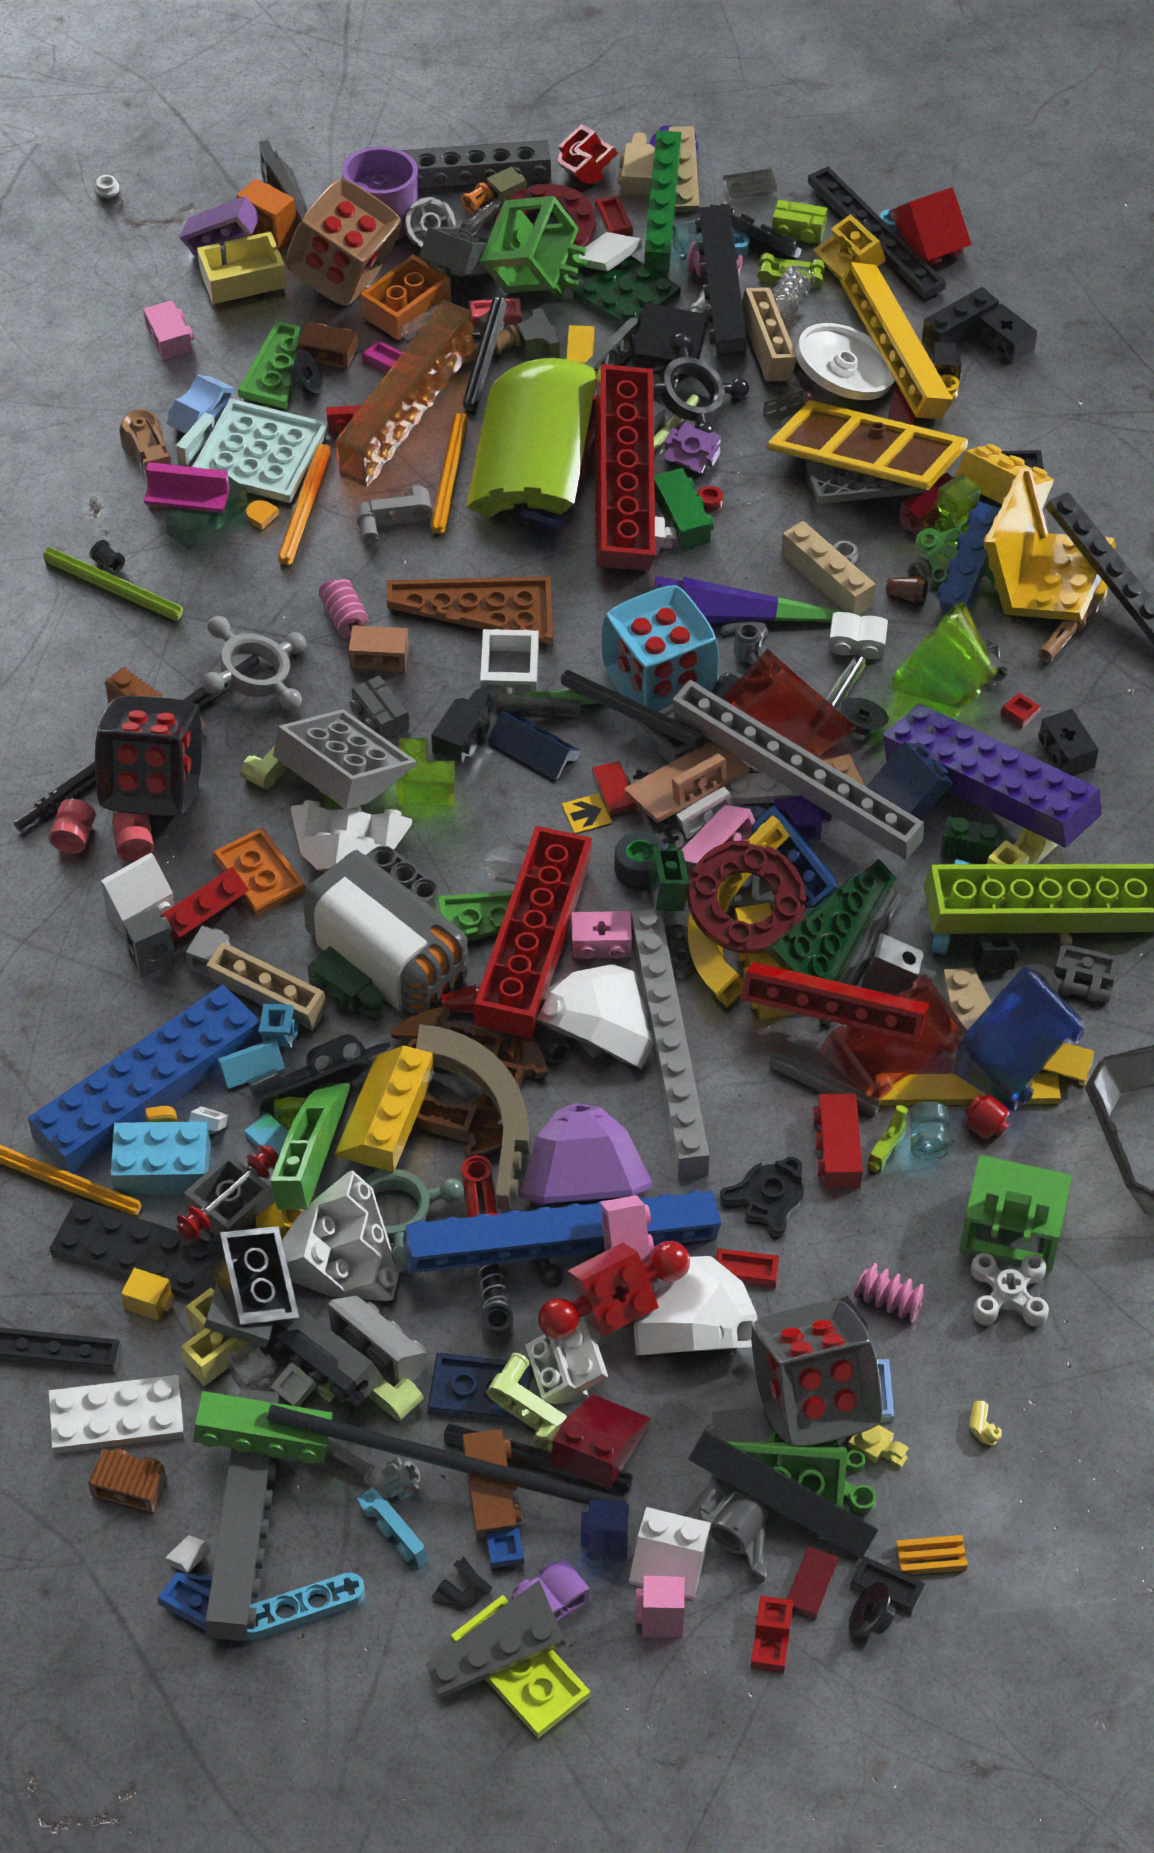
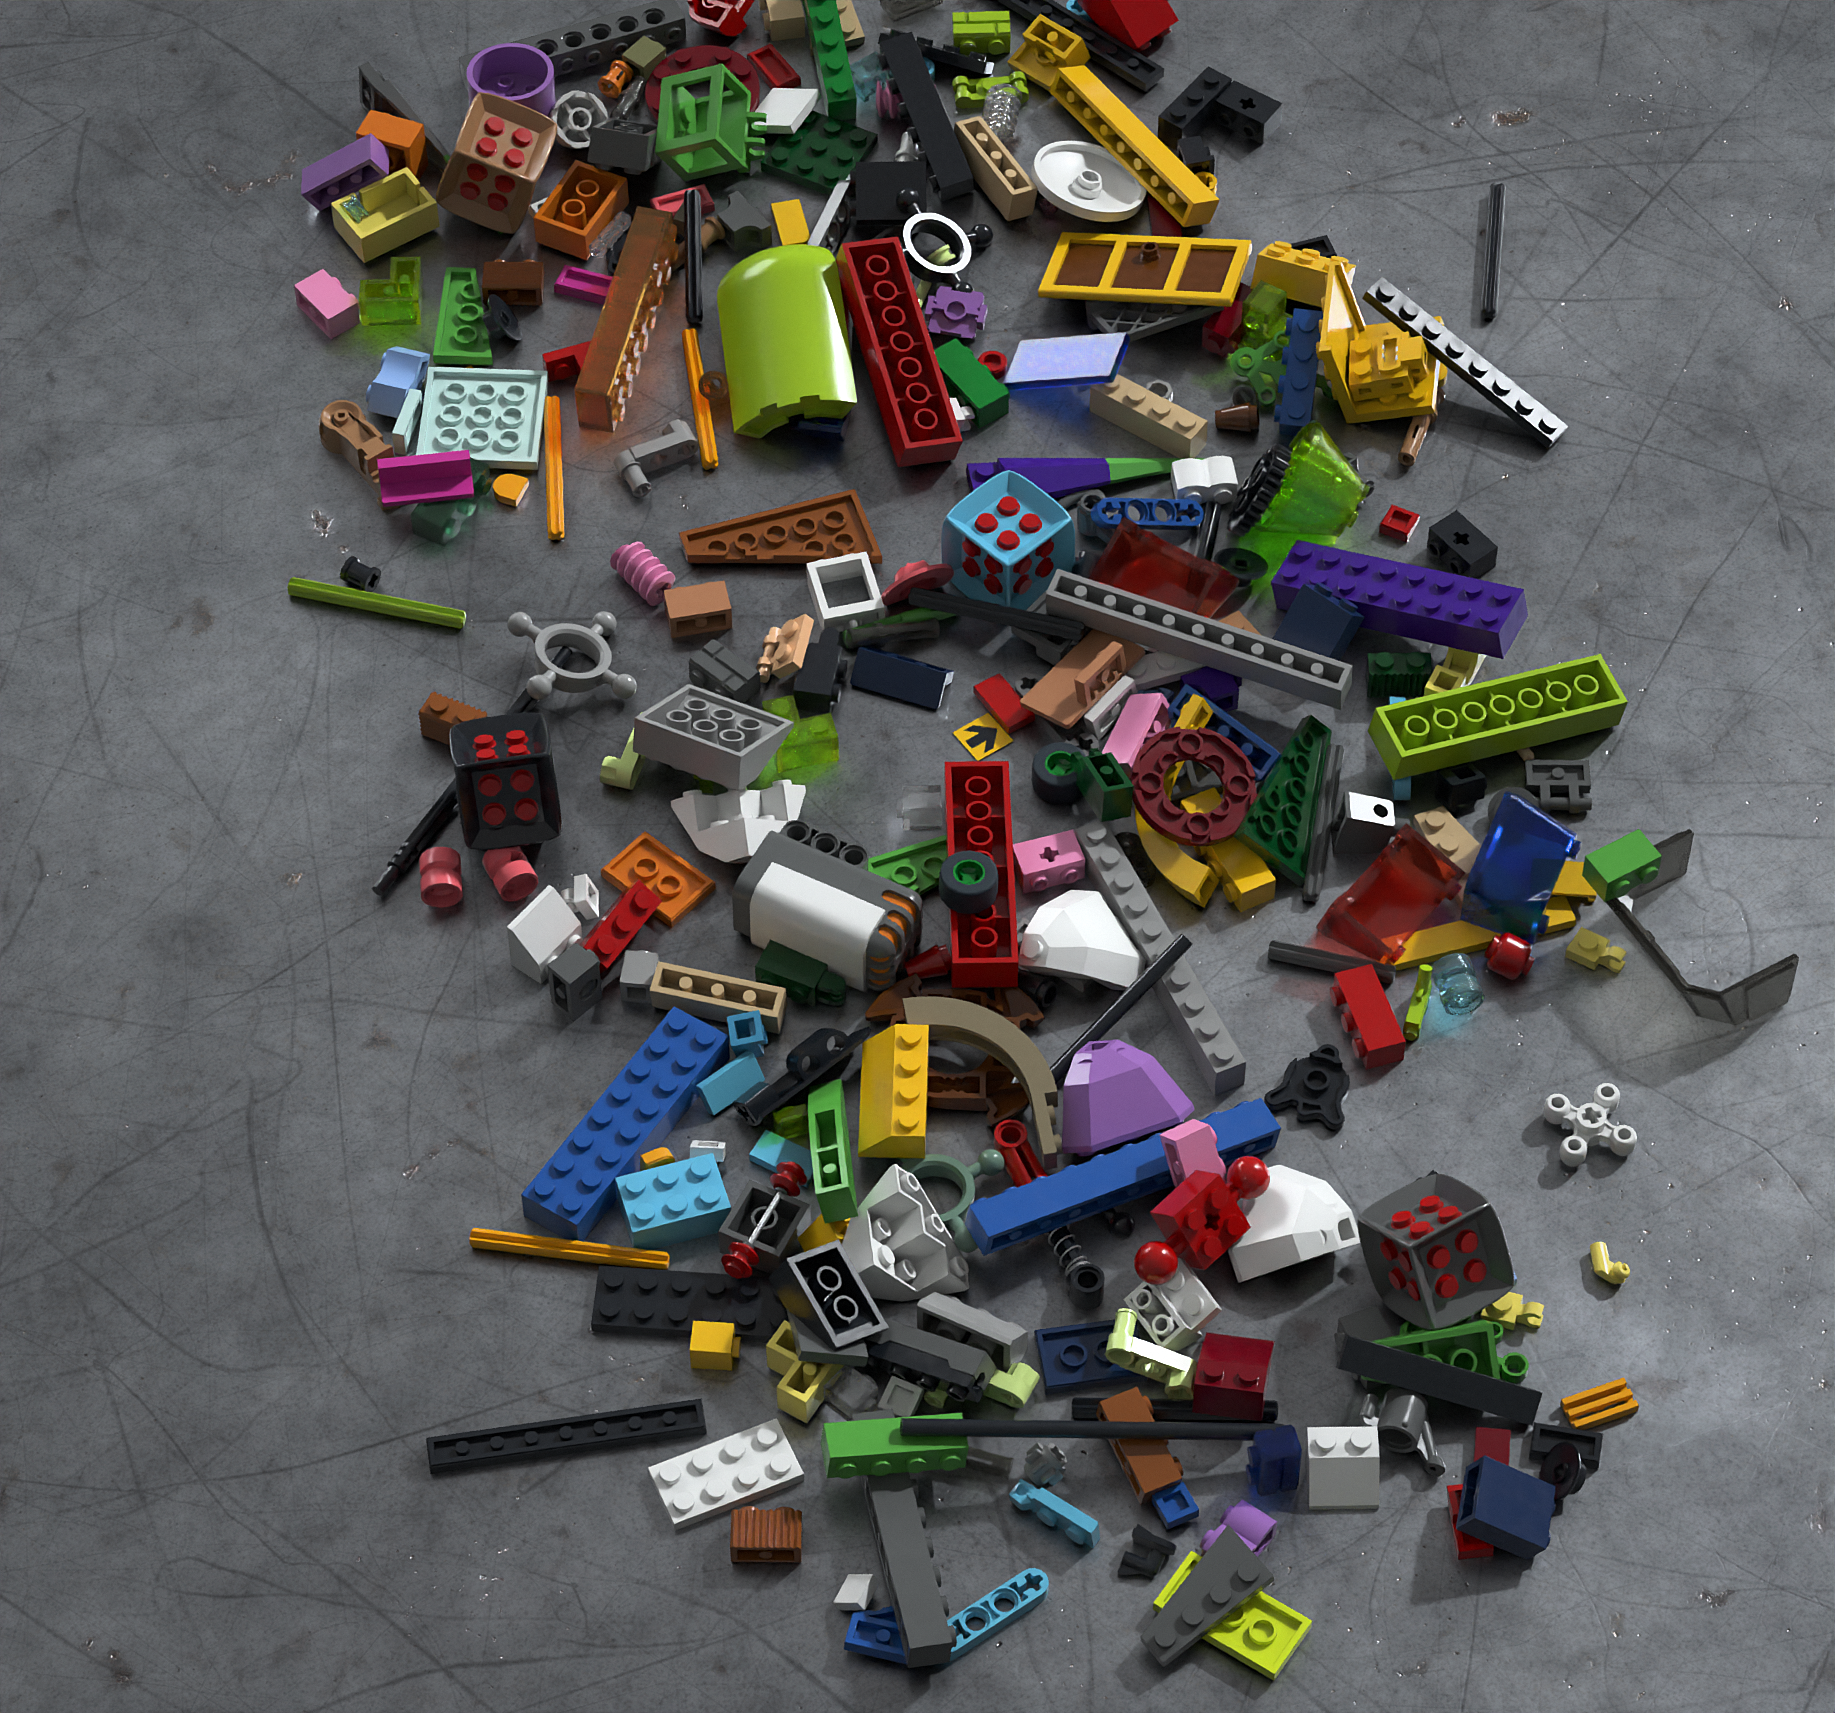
camera: 15 degrees left, 0 degrees up
(106, 186) = (190, 152): white plate -> none
(187, 871) = (582, 897): none -> white tile
(215, 256) = (355, 208): none -> clear light blue bush
(224, 337) = (394, 299): none -> clear neon green brick
(439, 698) = (785, 648): none -> light nougat plate
(461, 463) = (709, 389): none -> clear orange cone
(512, 935) = (968, 882): none -> black wheel
(574, 660) = (916, 575): none -> coral hat
(620, 1074) = (1123, 1003): none -> black piece
(661, 1606) = (1356, 1520): bright pink brick -> none
(696, 397) = (941, 256): none -> yellowish green bush
(750, 1267) = (1327, 1165): red tile -> none
(771, 507) = (1067, 361): none -> clear blue tile
(774, 419) = (1030, 259): clear smoke piece -> none
(795, 649) = (1147, 513): none -> blue beam
(806, 1632) = (1506, 1507): none -> dark blue brick
(835, 1001) = (1322, 873): red brick -> none
(890, 1291) = (1473, 1155): bright pink piece -> none
(898, 652) = (1258, 490): none -> black gear
(1016, 1200) = (1572, 1031): bright green piece -> none
(1049, 569) = (1385, 365): none -> yellow piece
(1068, 1129) = (1592, 949): none -> light yellow plate
(1107, 1058) = (1622, 865): none -> bright green brick

